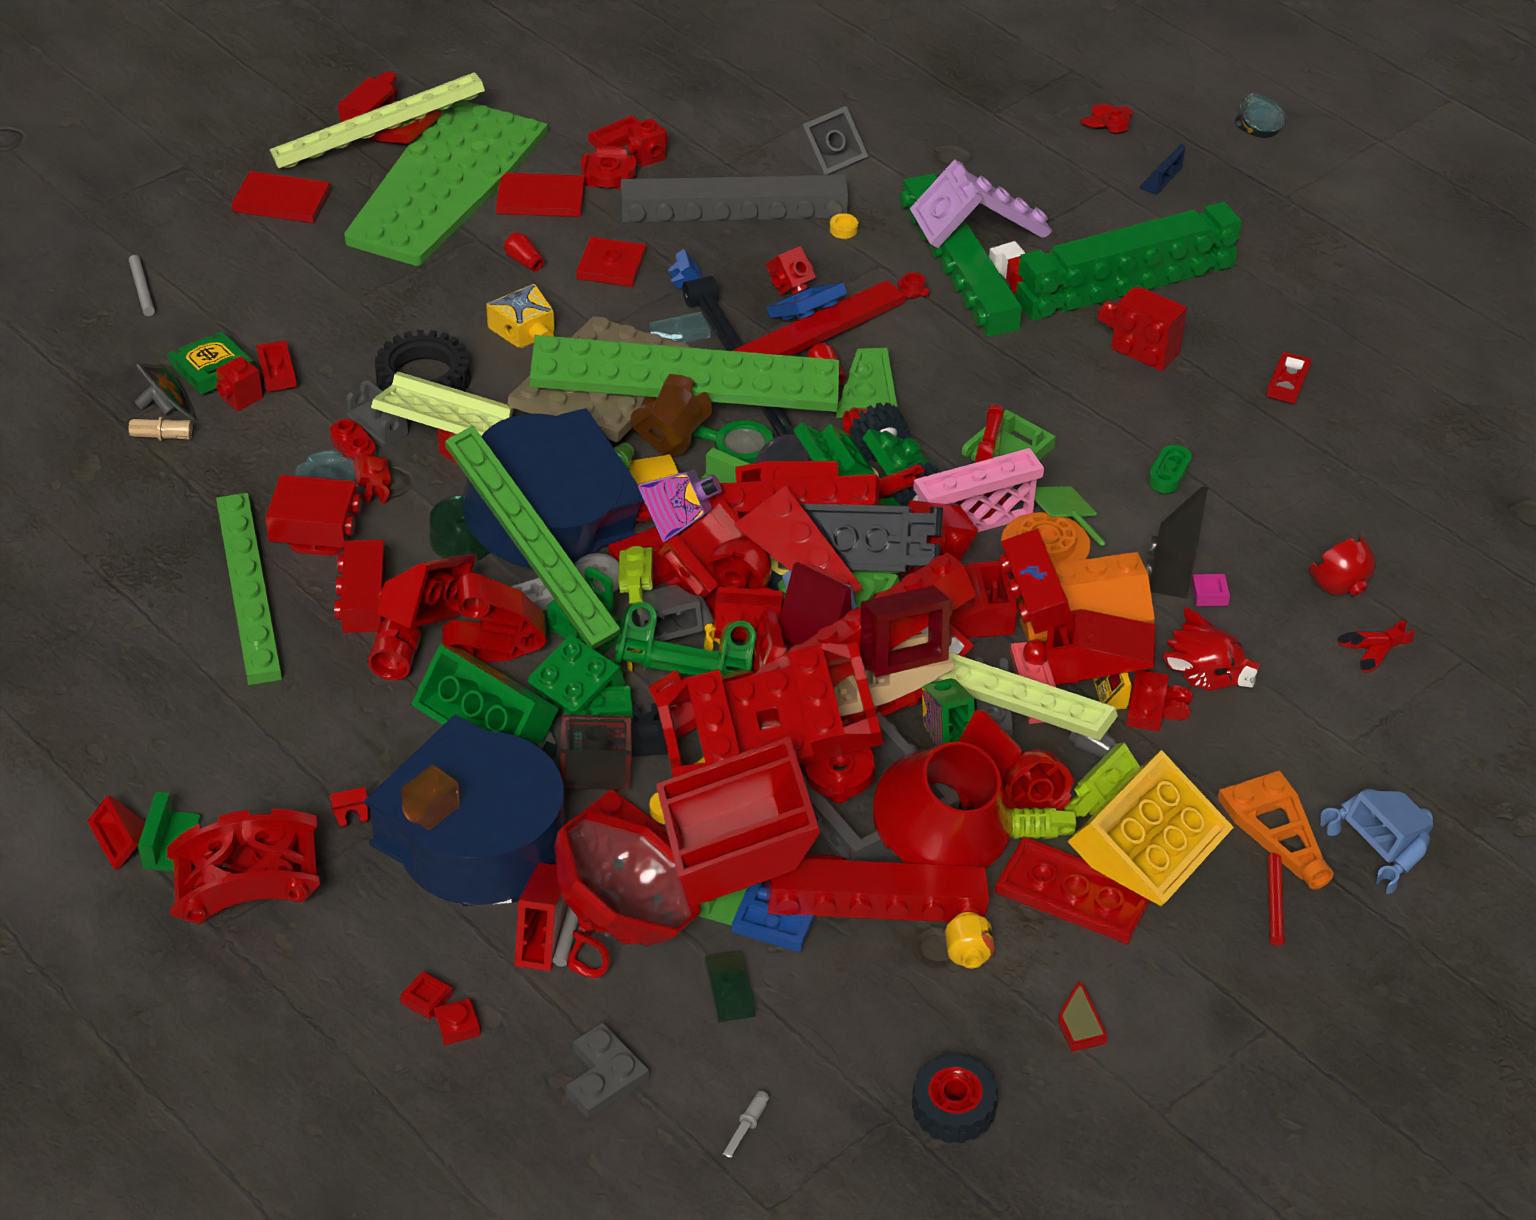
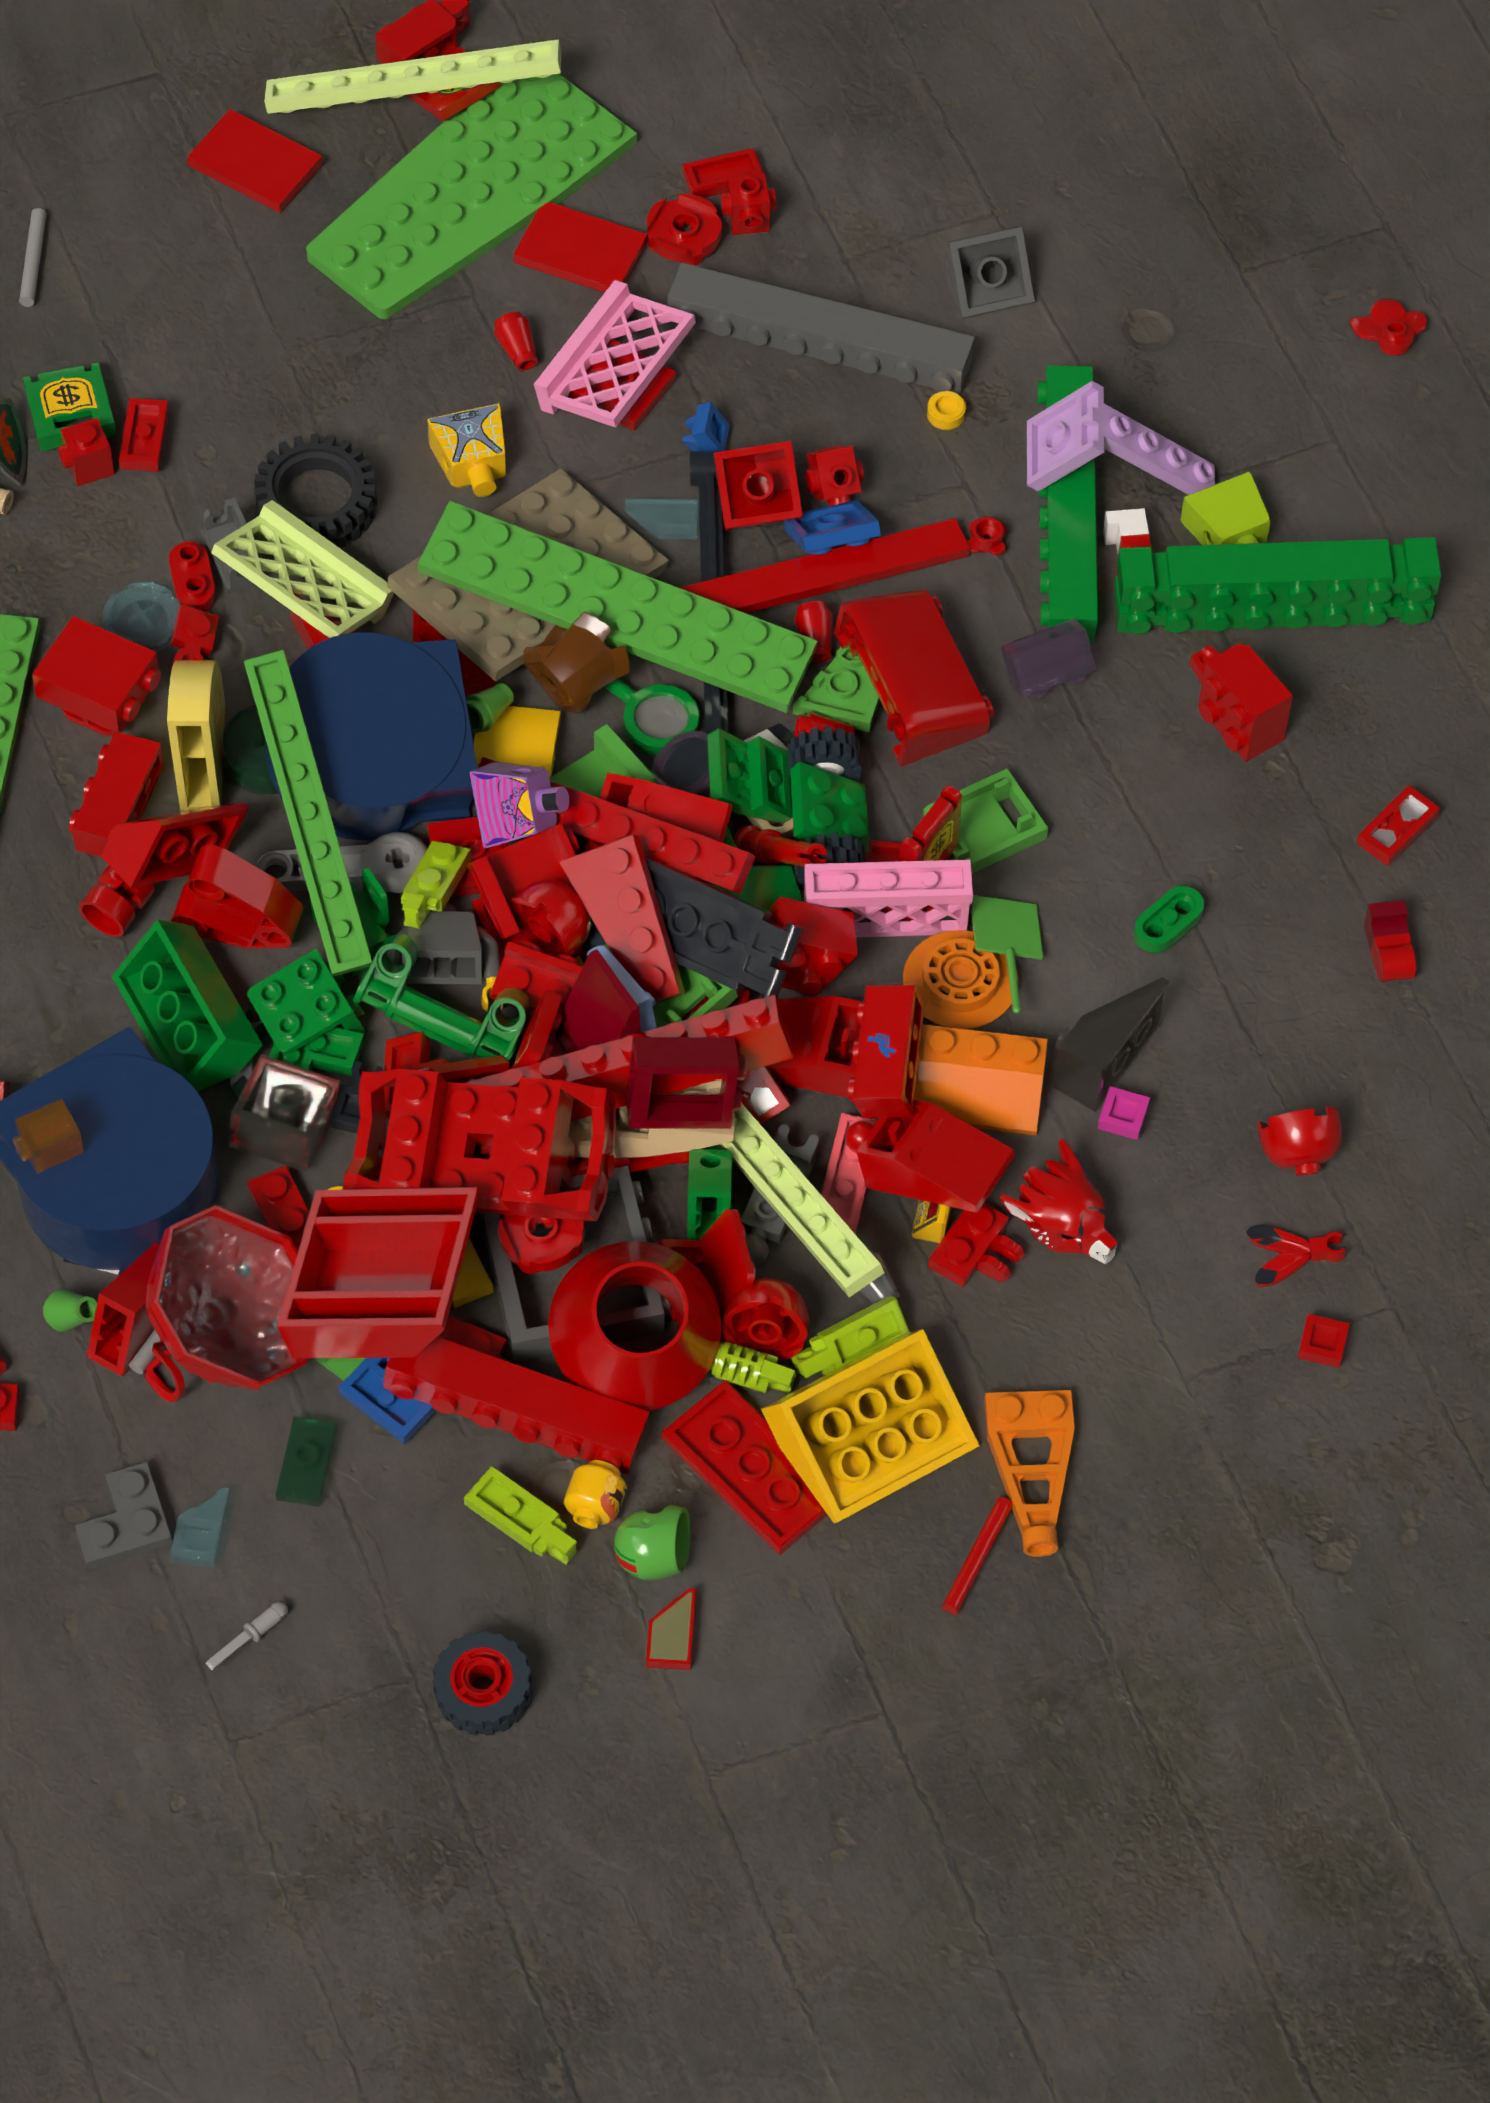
camera: 20 degrees right, 15 degrees up
(411, 511) = (197, 731): none -> light yellow brick
(489, 931) = (68, 1310): none -> bright green cone
(579, 241) = (589, 347): none -> bright pink fence
(669, 1062) = (200, 1532): none -> clear light blue tile
(744, 287) = (758, 485): none -> red slope
(920, 363) = (915, 672): none -> red windscreen
(921, 972) = (520, 1516): none -> lime hinge
(1000, 338) = (1048, 659): none -> clear purple brick
(1034, 958) = (654, 1544): none -> bright green helmet
(1066, 227) = (1227, 513): none -> lime torso
(1165, 171) = (1415, 441): dark blue slope -> none
(1326, 442) = (1390, 941): none -> leg
(1389, 825) = (1154, 1511): medium blue torso -> none
(1435, 689) = (1323, 1340): none -> red plate

